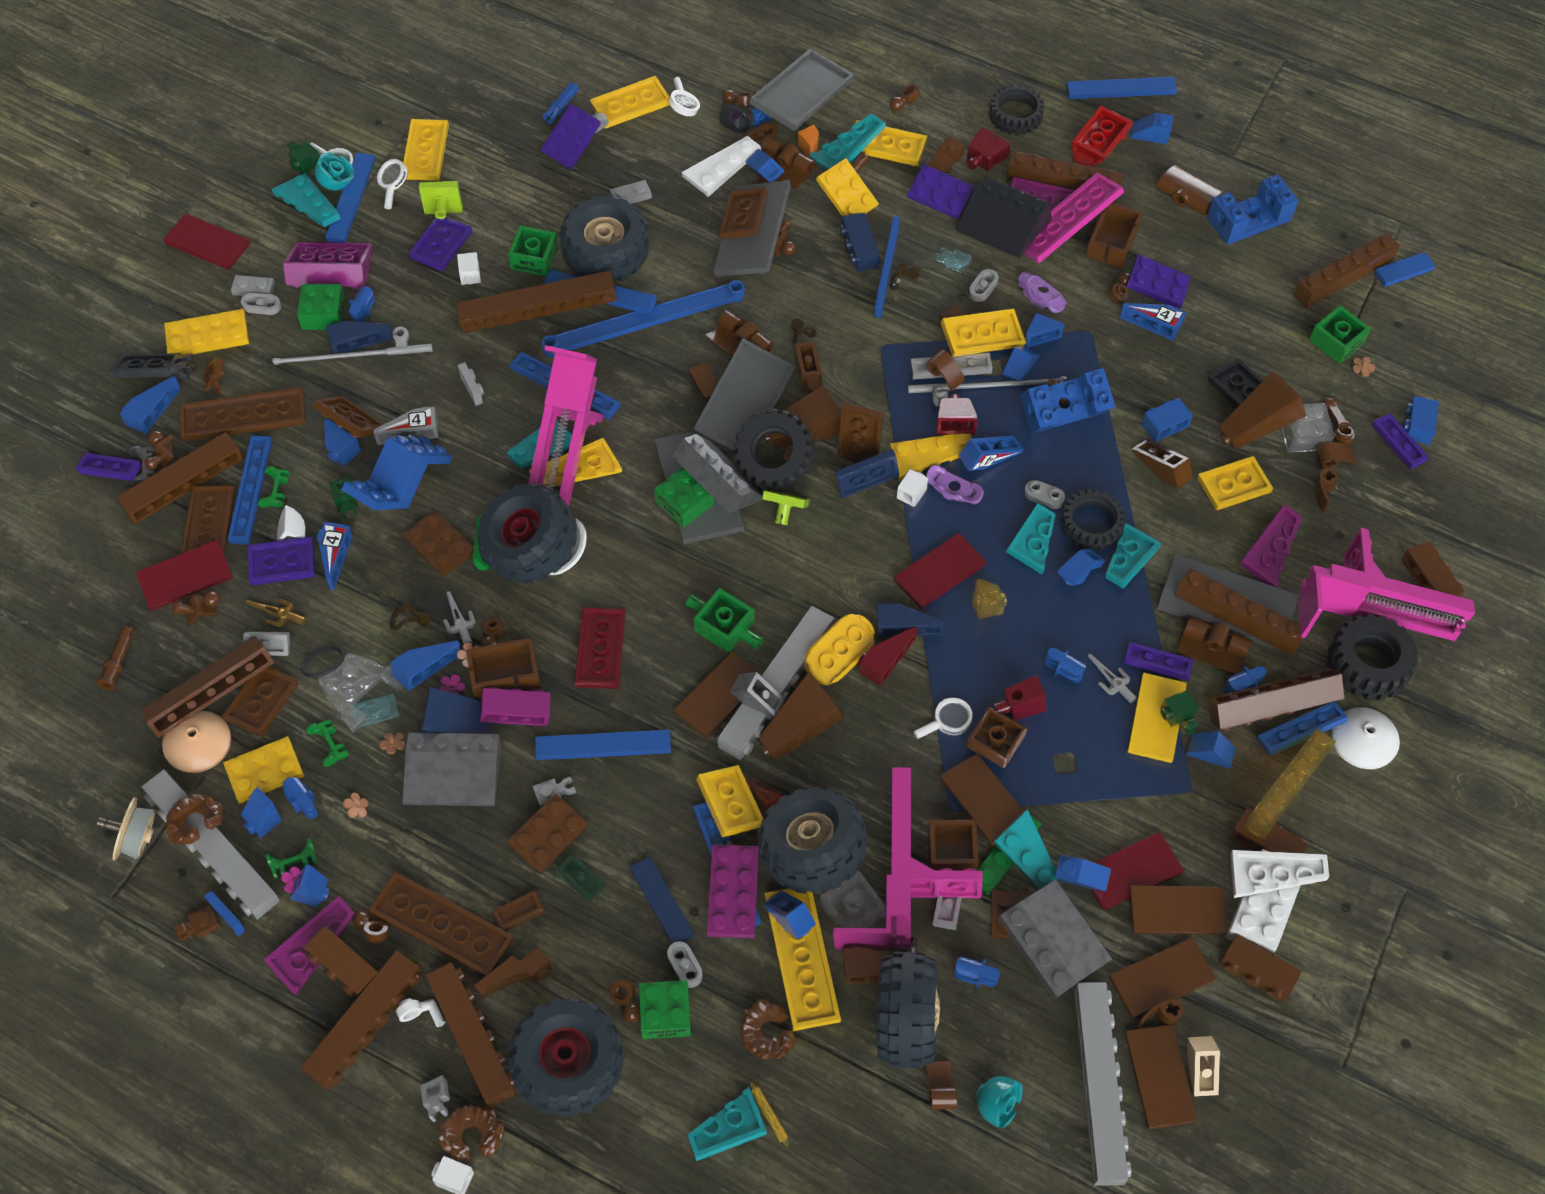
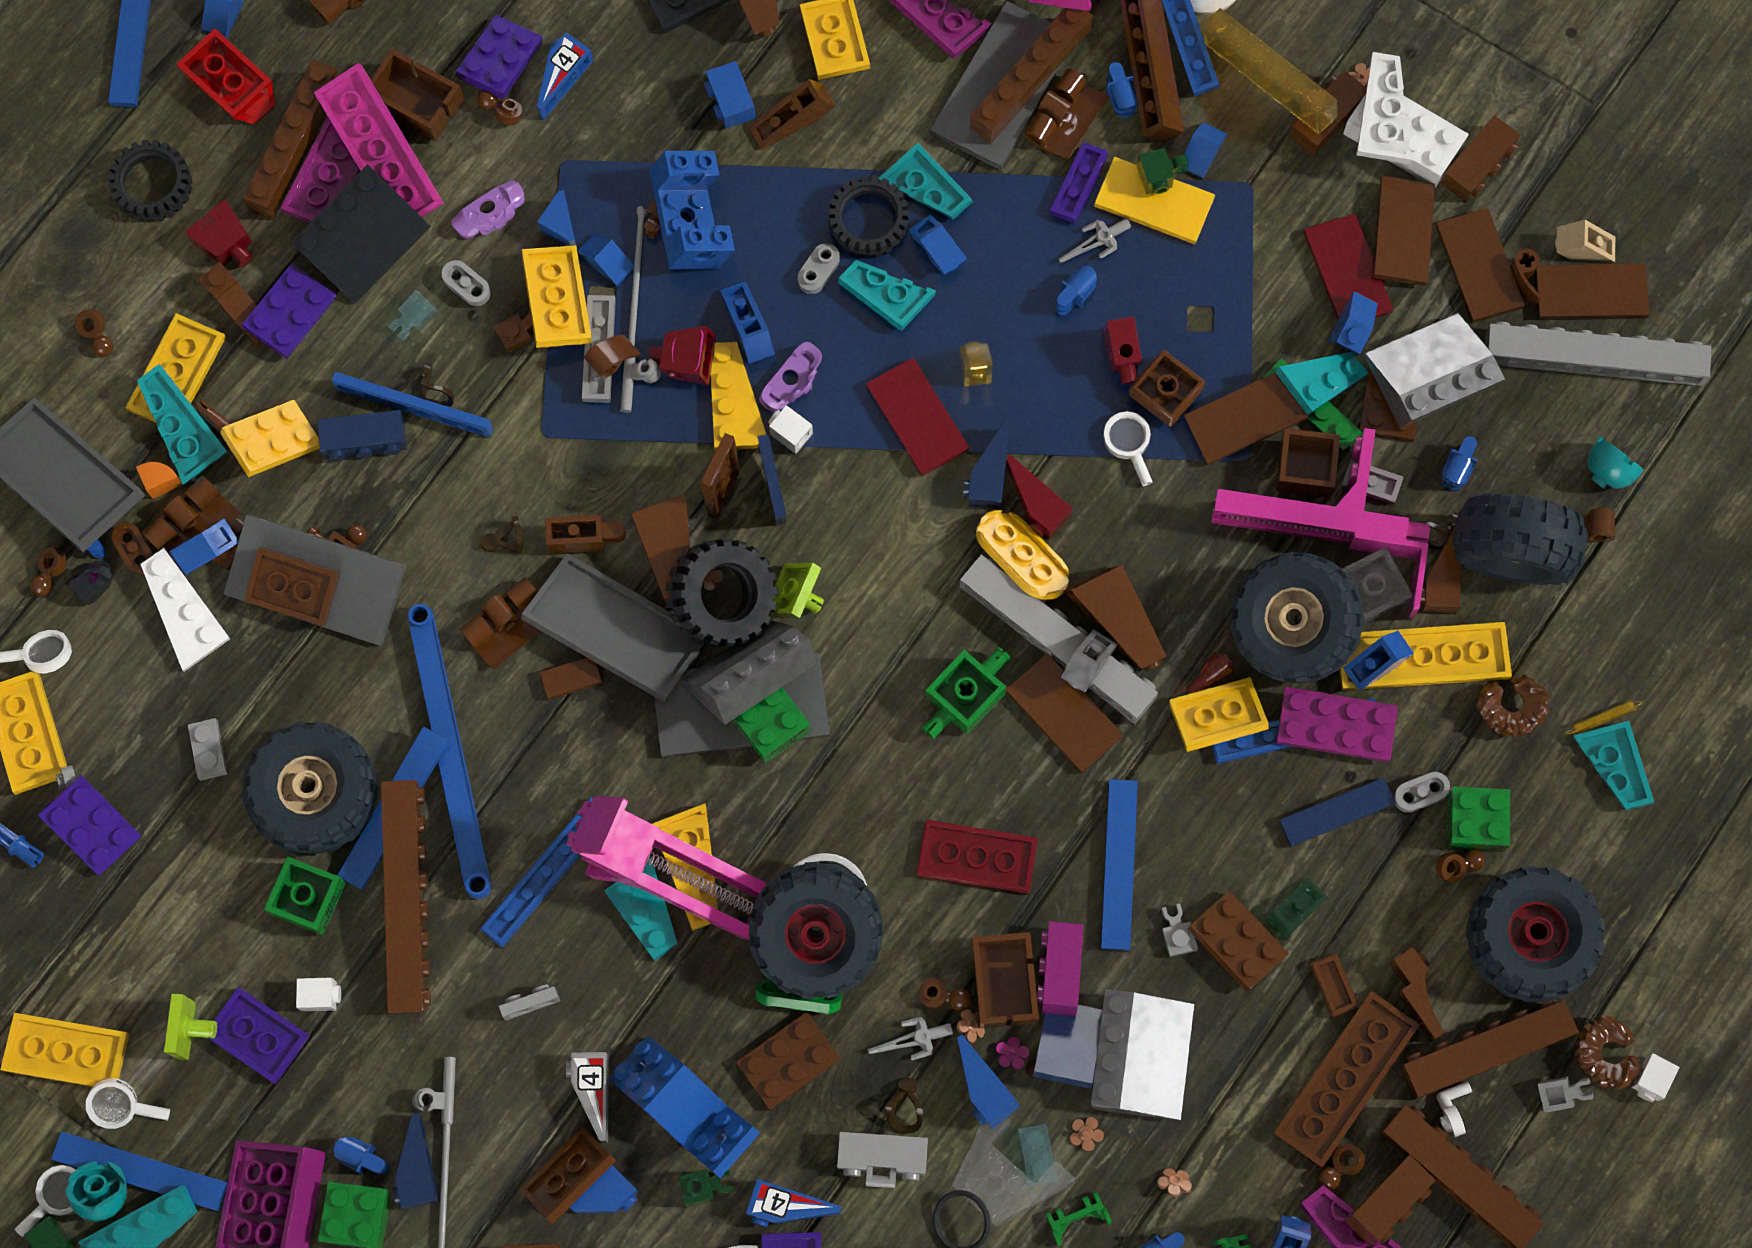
camera: 80 degrees left, 15 degrees up
(372, 599) = (872, 1151): none -> light grey piece

